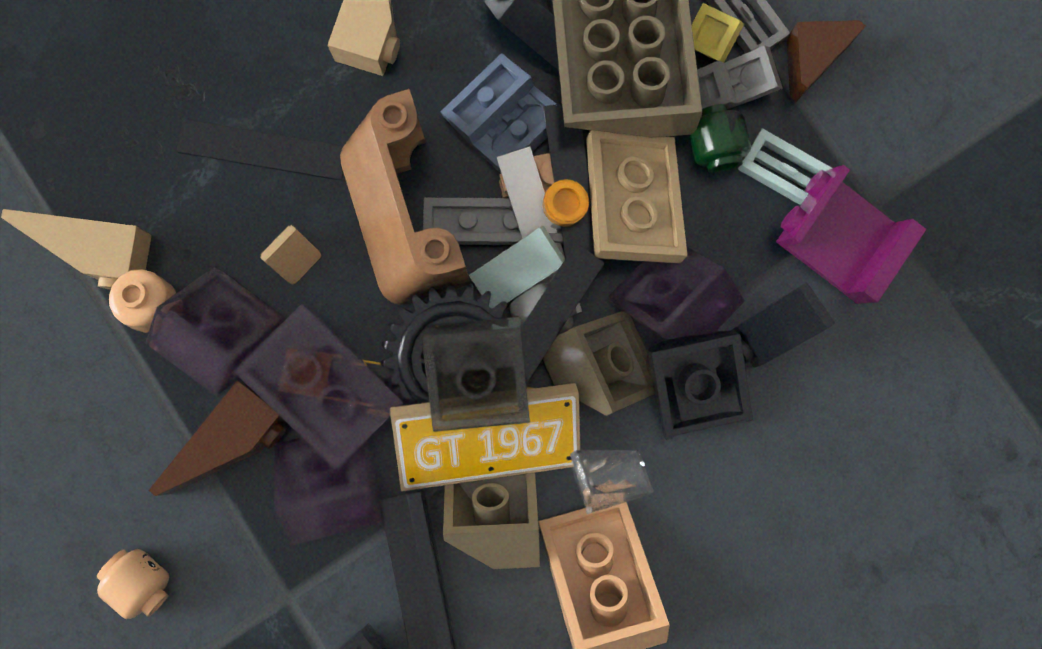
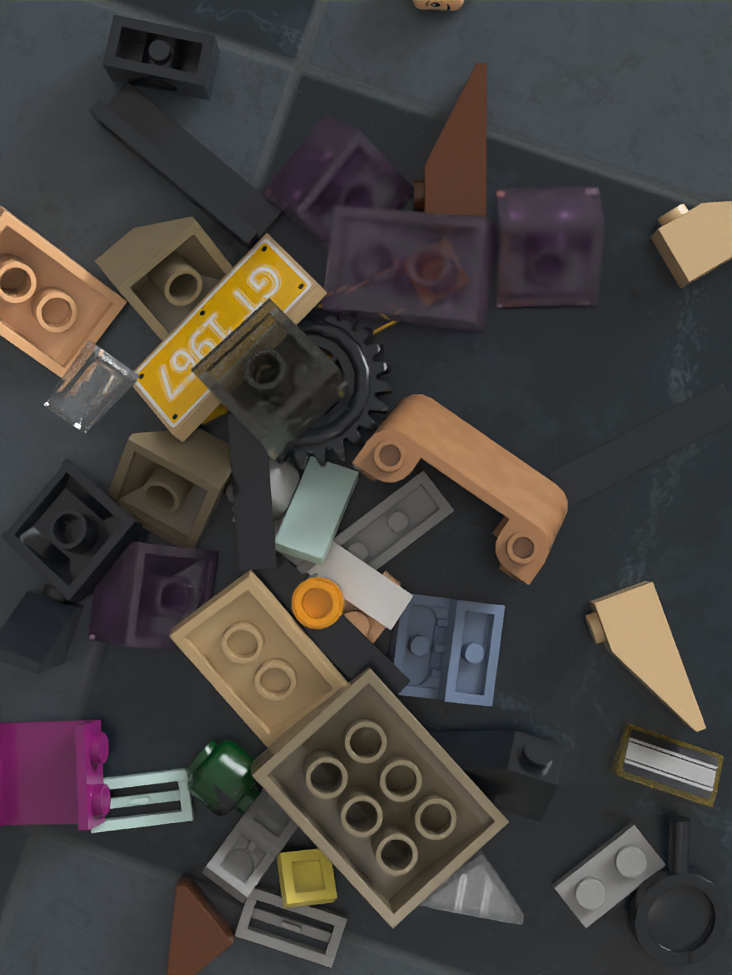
camera: 145 degrees right, 5 degrees up
(137, 296) = (632, 221): light nougat head -> none
(291, 255) = (533, 366): tan slope -> none

